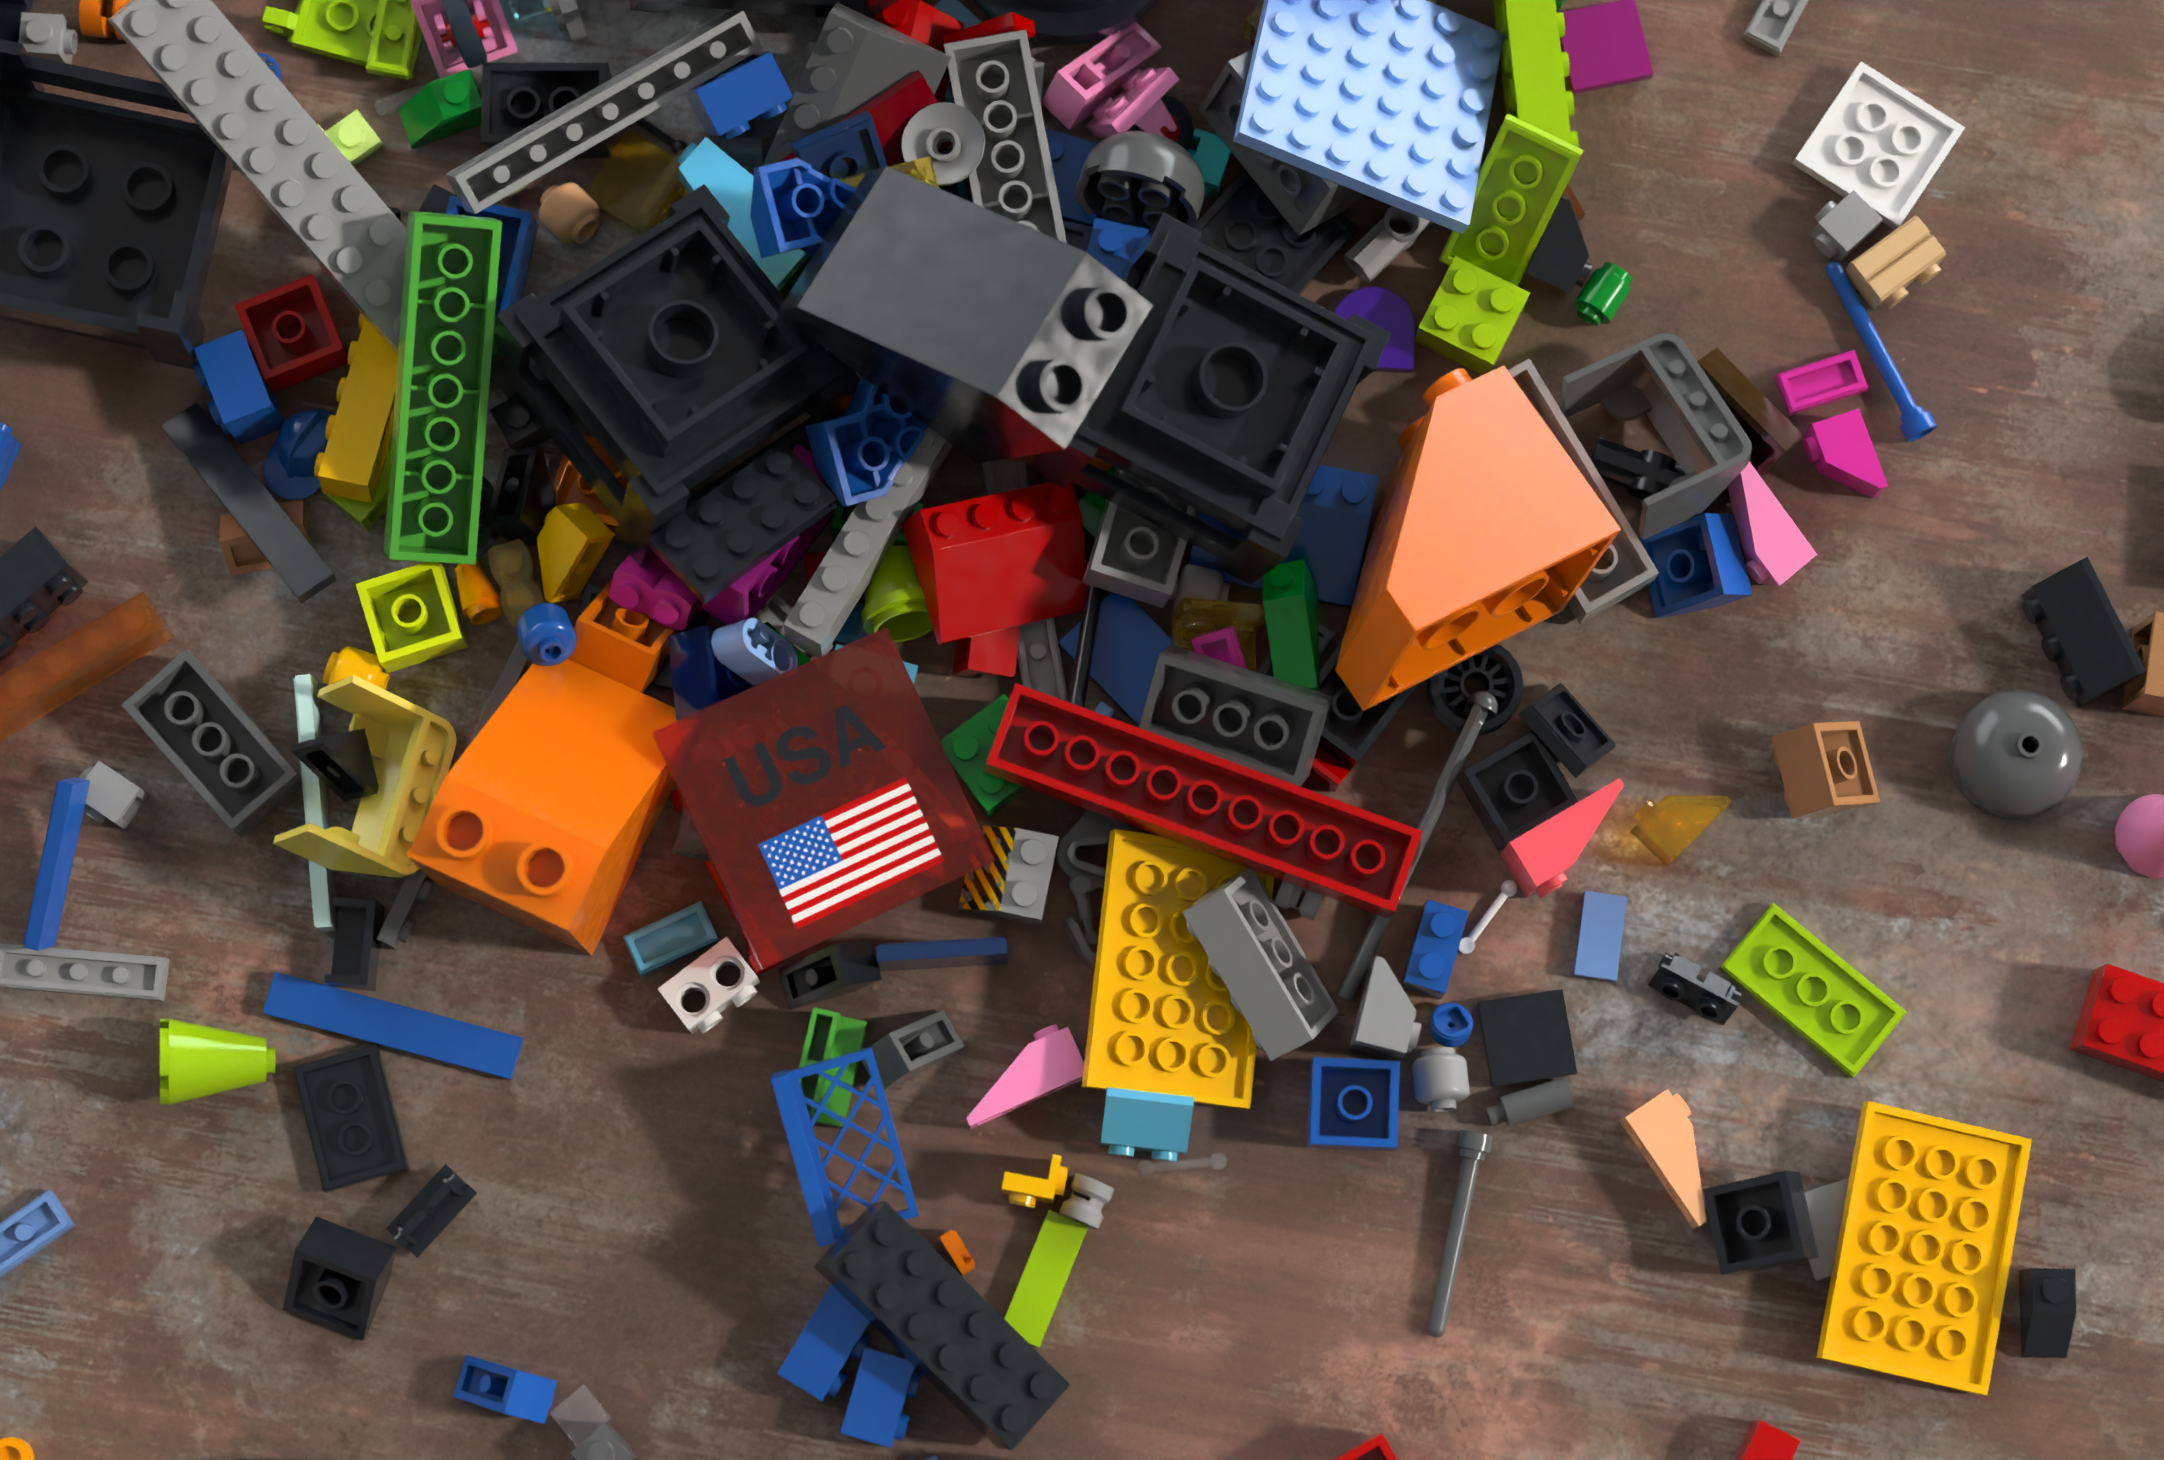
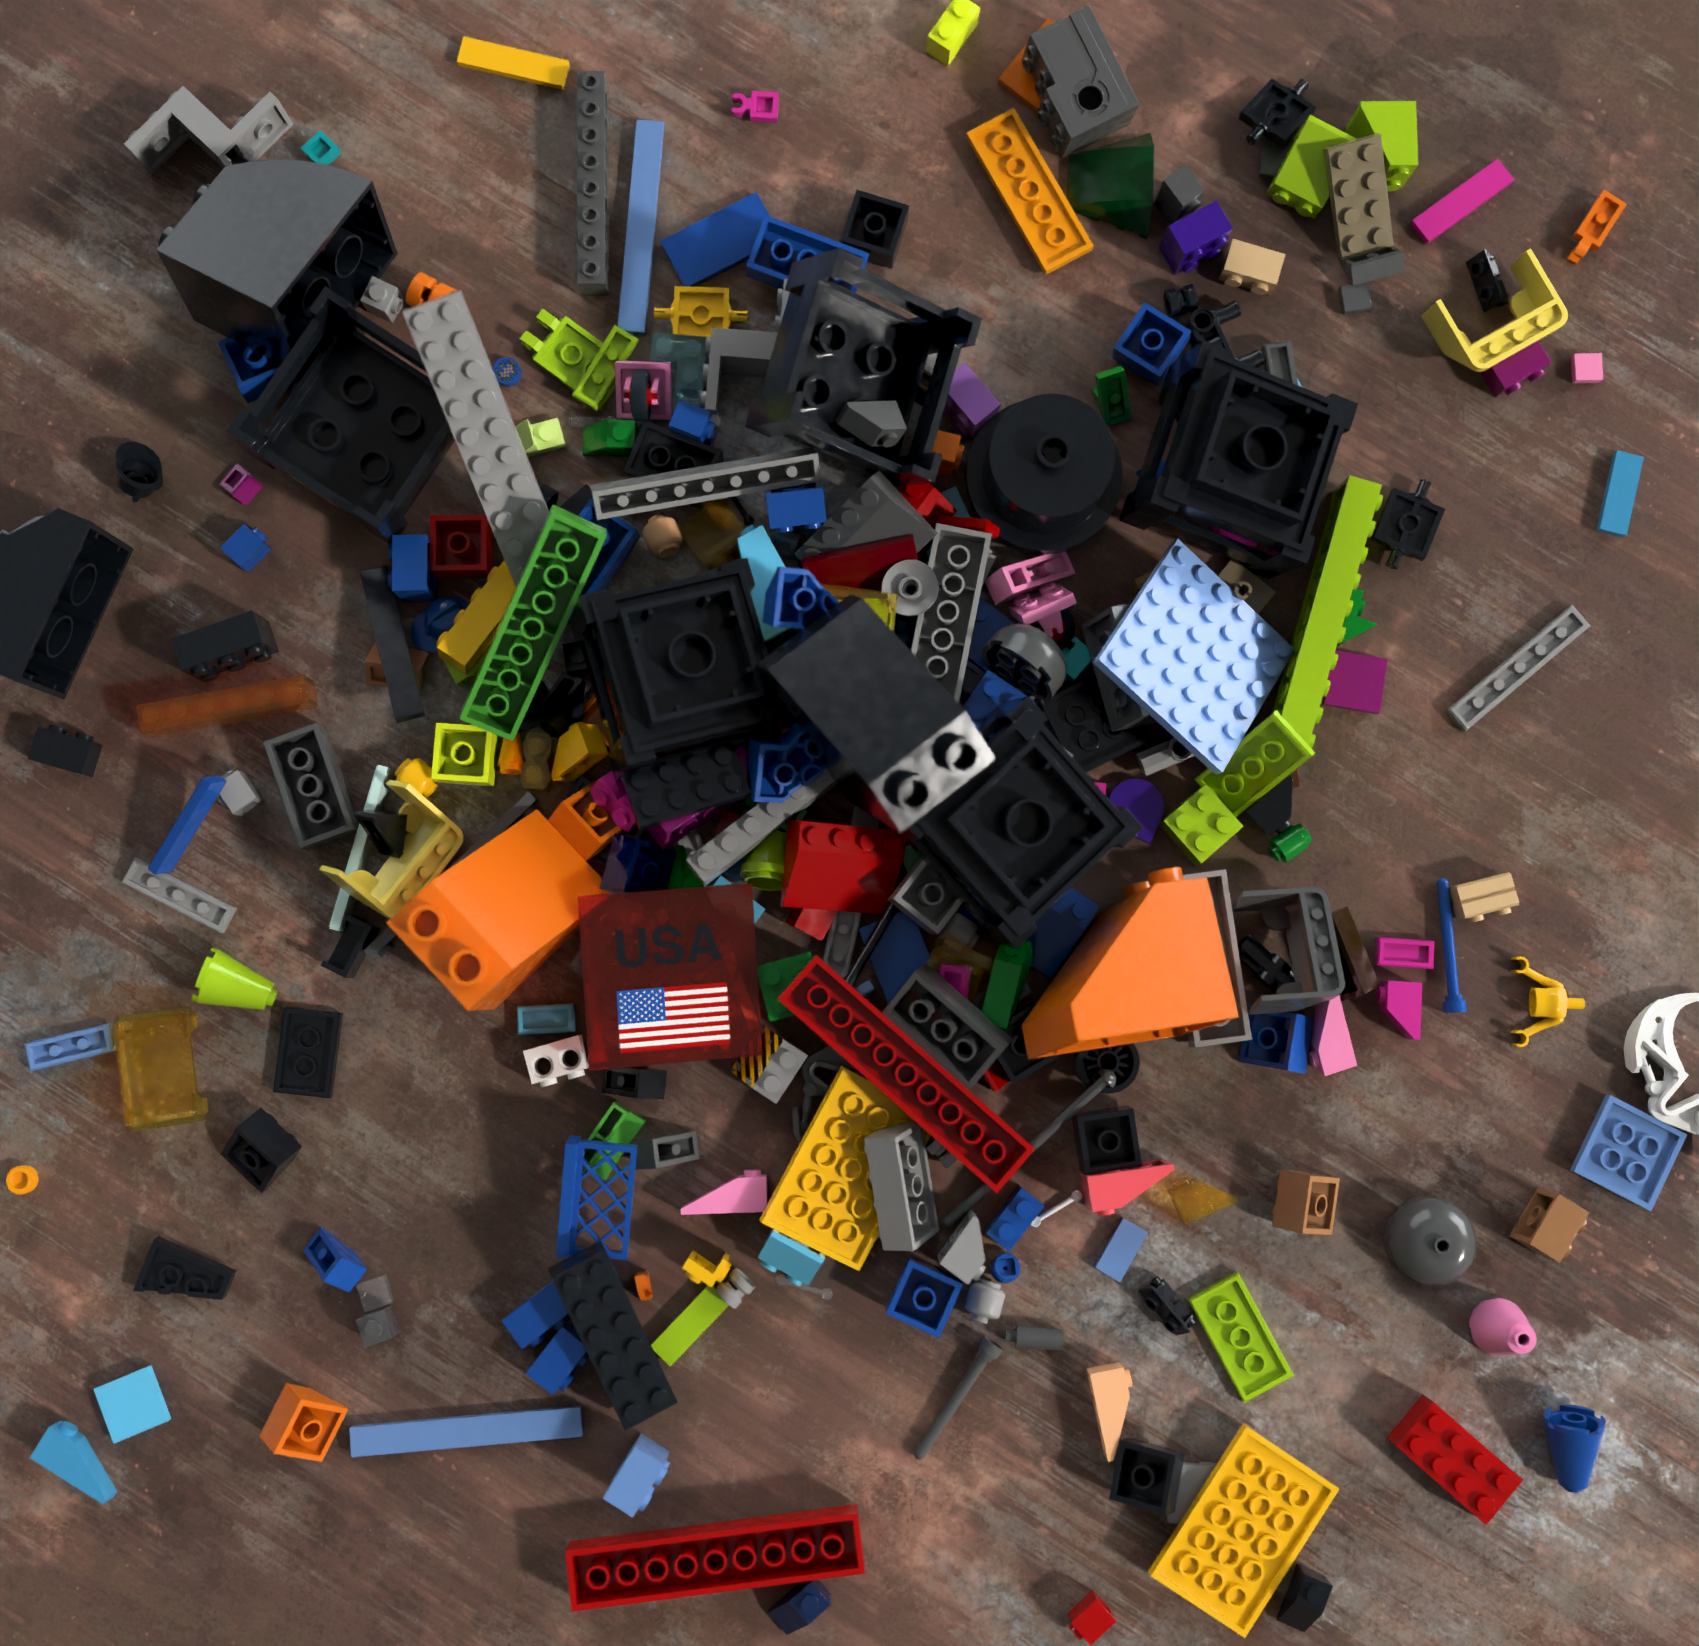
camera: 20 degrees right, 5 degrees up
(144, 1222) = (158, 1069): none -> clear yellow windscreen
(393, 1025) = (356, 1005): blue tile -> none
(431, 1211) = (333, 1130): black hinge -> none
(546, 631) = (540, 801): blue head -> none
(552, 39) = (693, 423): none -> blue brick
(753, 650) = (664, 865): light blue beam -> none
(843, 148) = (843, 567): dark blue tile -> none
(942, 954) = (706, 1100): dark blue tile -> none
(1527, 1038) = (1049, 1295): black tile -> none
(1567, 729) = (1153, 1114): black tile -> none
(1844, 226) = (1460, 859): light grey brick -> none
(1878, 144) = (1504, 816): white plate -> none
(2036, 374) = (1544, 1002): none -> yellow piece
(2082, 633) = (1505, 1183): black slope -> none

